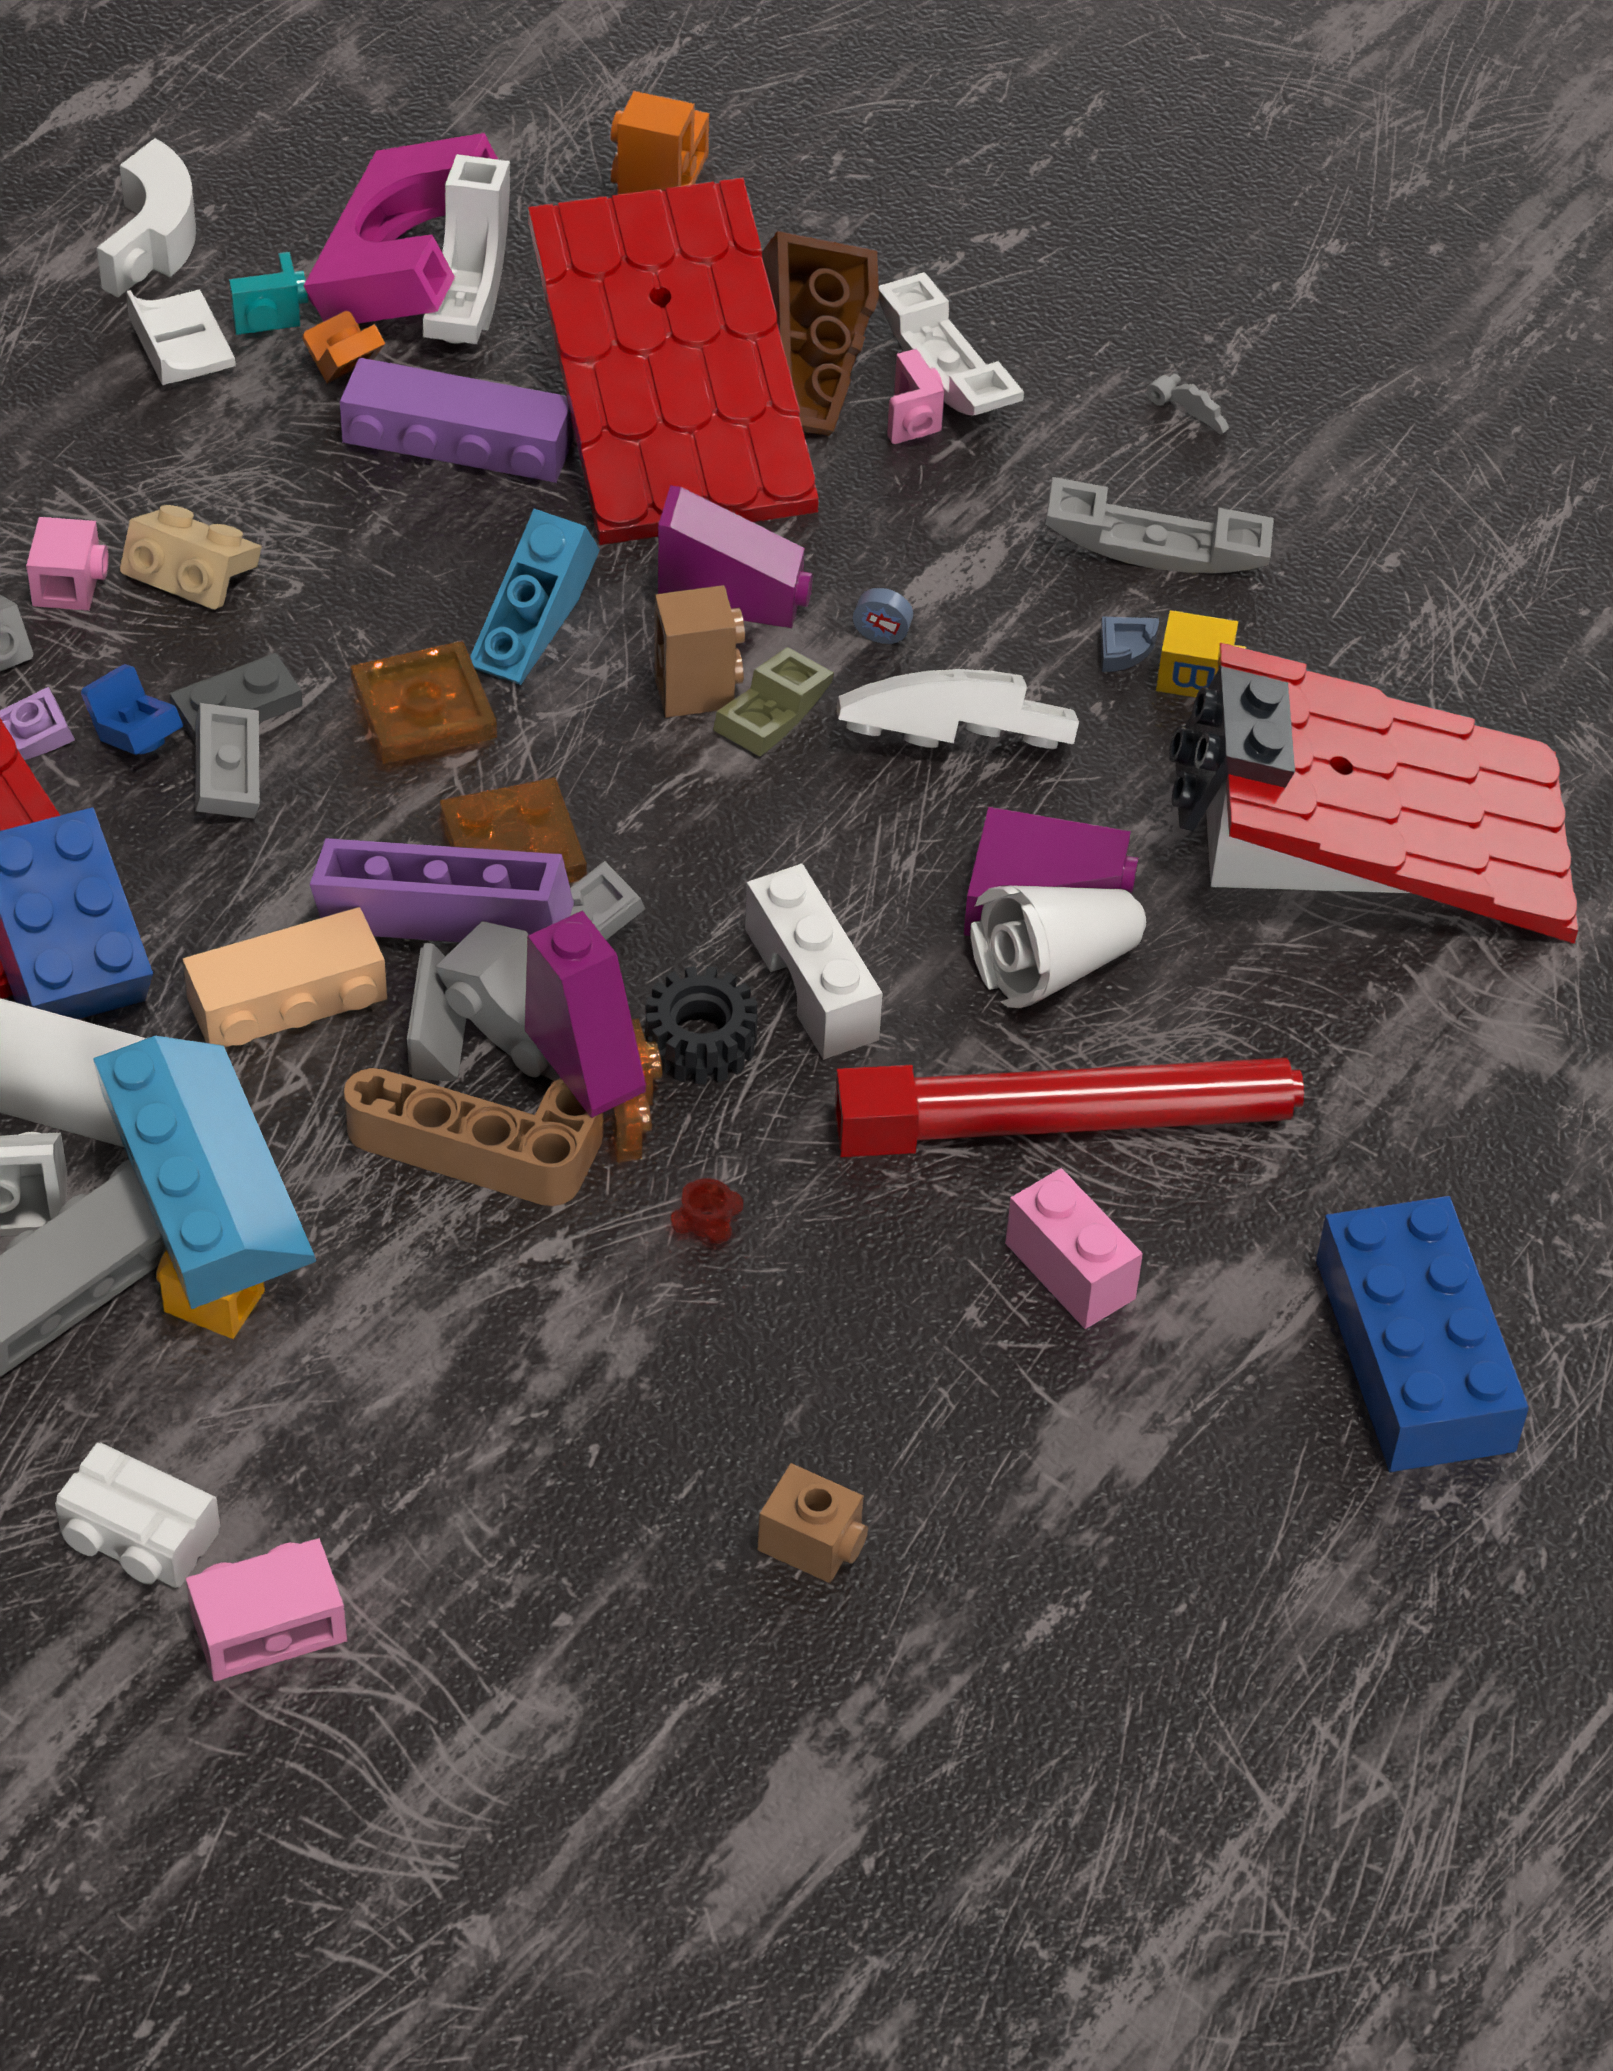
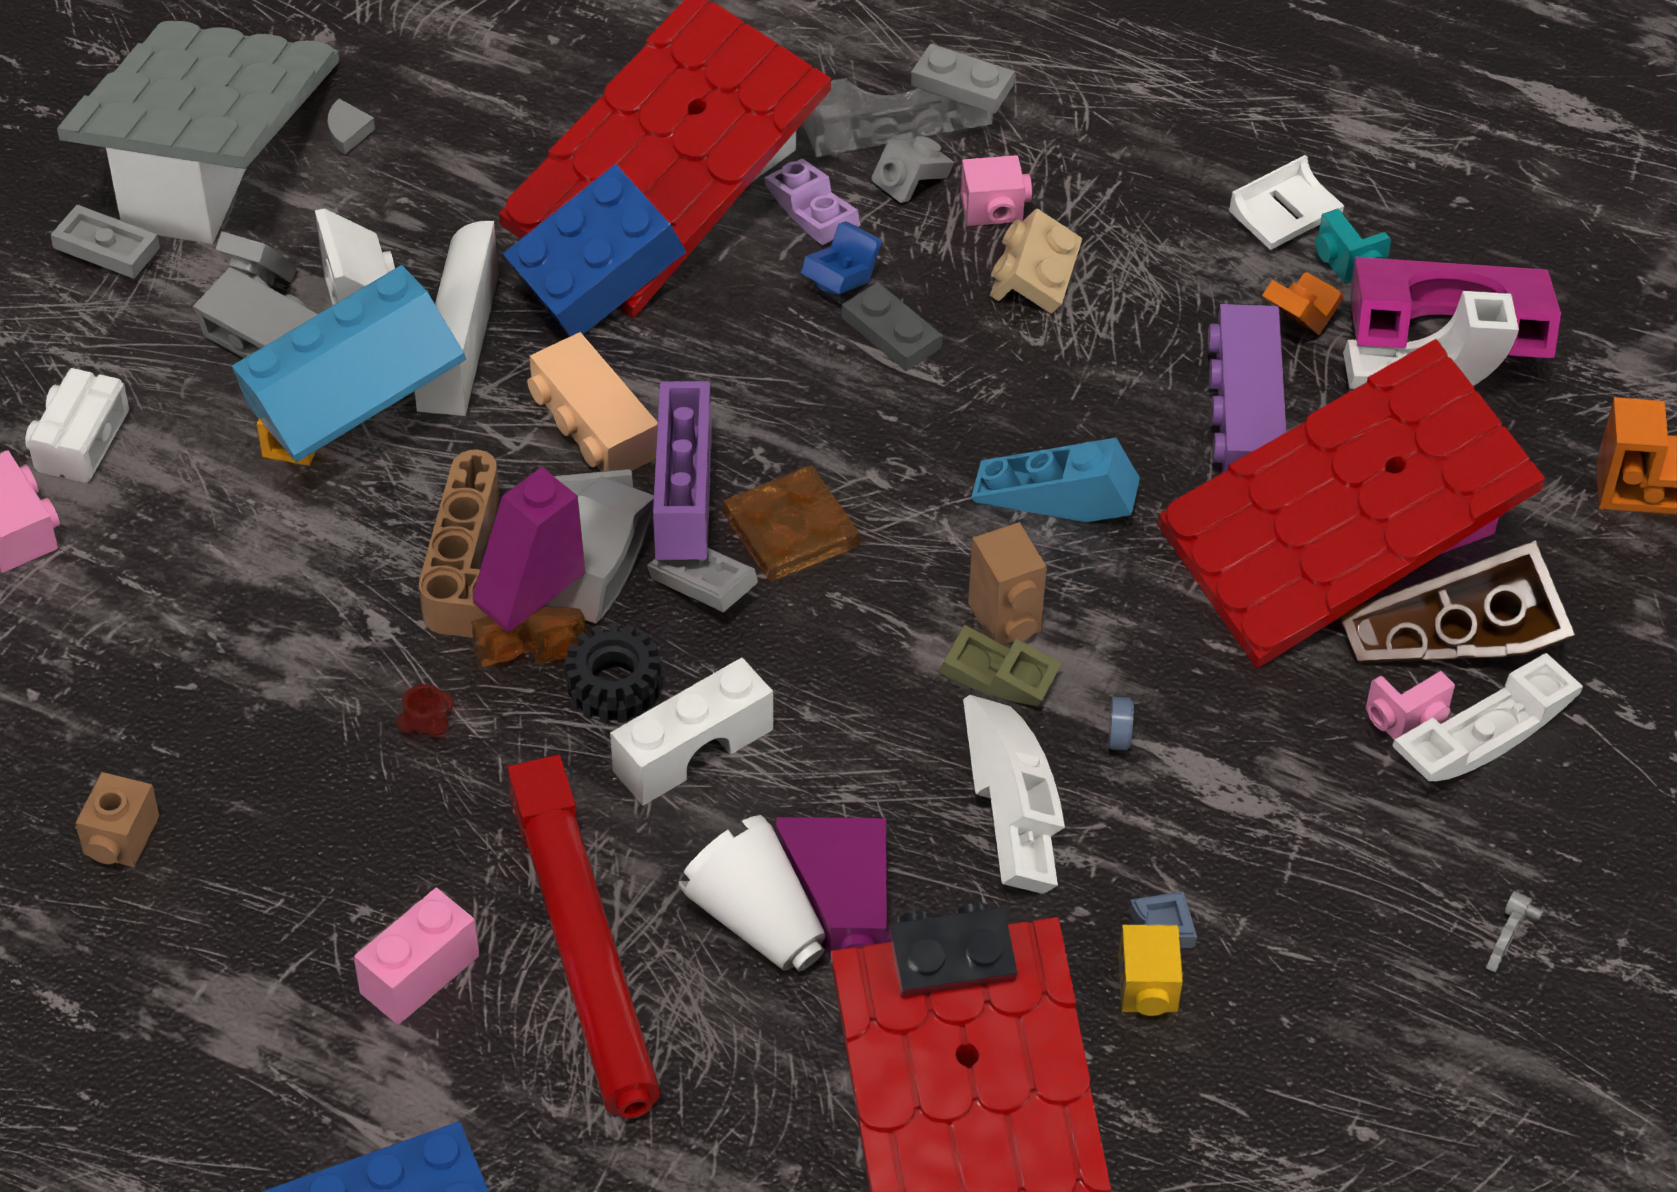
camera: 80 degrees right, 0 degrees up
(163, 231) = (1412, 166): white arch -> none
(227, 761) = (812, 327): light grey plate -> none
(423, 702) = (917, 435): clear orange plate -> none
(715, 547) = (1129, 592): magenta slope -> none
(1154, 539) = (1307, 915): light grey slope -> none

